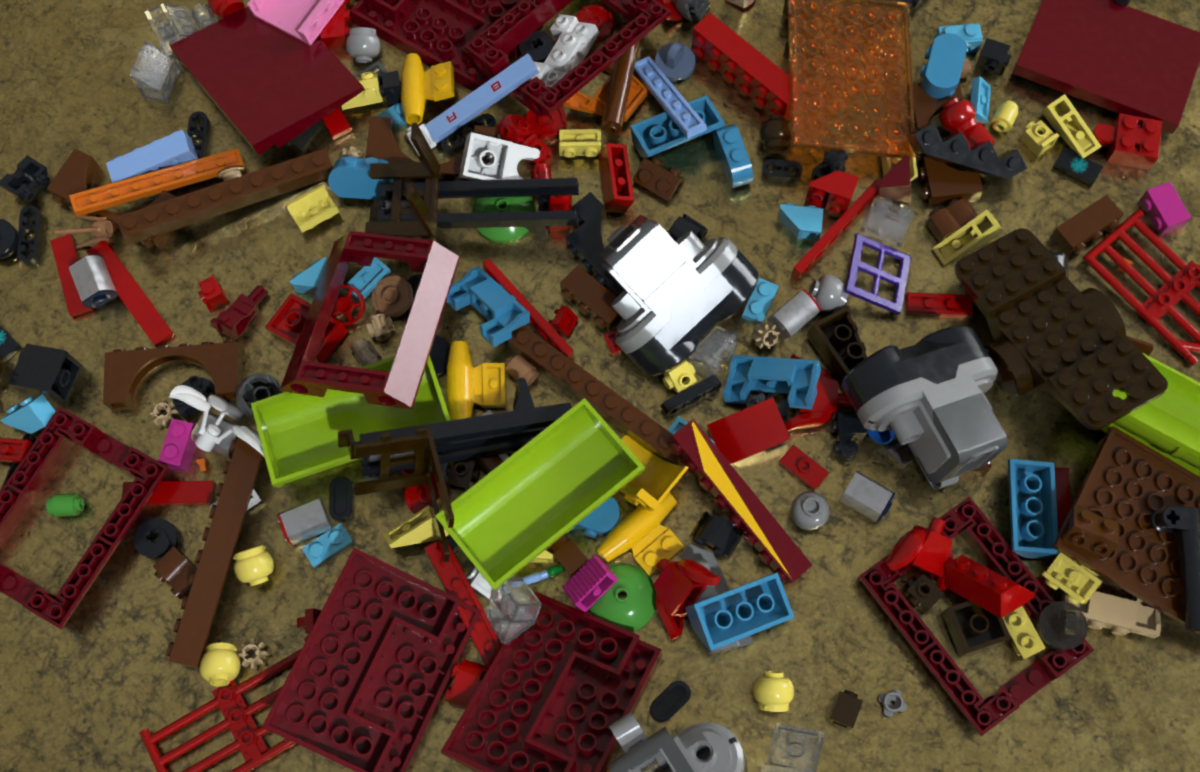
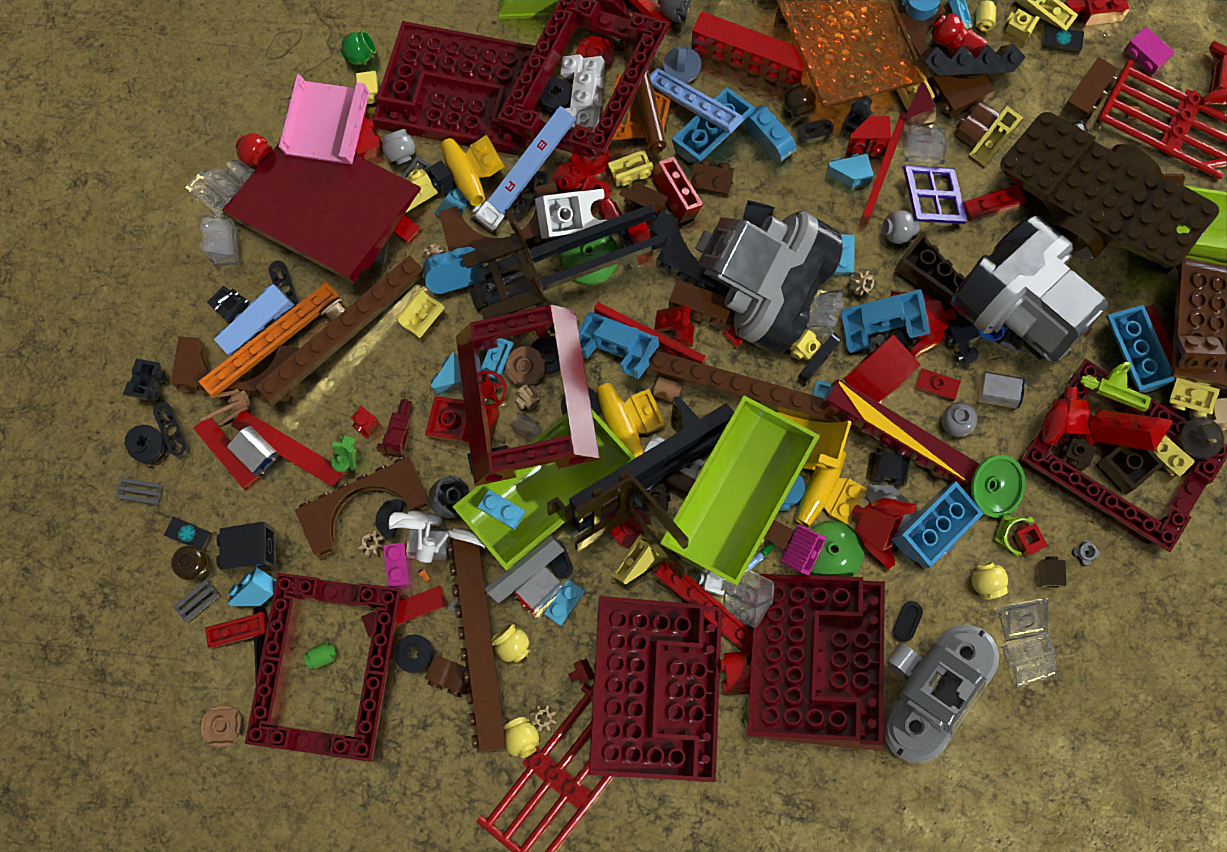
camera: 20 degrees left, 5 degrees up
(136, 134) = (228, 303): none -> black cylinder
(177, 317) = (344, 454): none -> bright green hips
(295, 424) = (501, 509): none -> medium azure plate
(296, 494) = (524, 569): none -> light grey tile
(556, 301) = (672, 318): none -> red plate
(587, 178) = (644, 196): none -> reddish brown bracket
(794, 314) = (879, 255): flat silver piece -> none
(817, 636) = (1004, 526): none -> lime helmet
(832, 601) = (998, 485): none -> bright green dish
(839, 655) = (1037, 540): none -> red brick
(989, 538) = (1117, 388): none -> lime piece

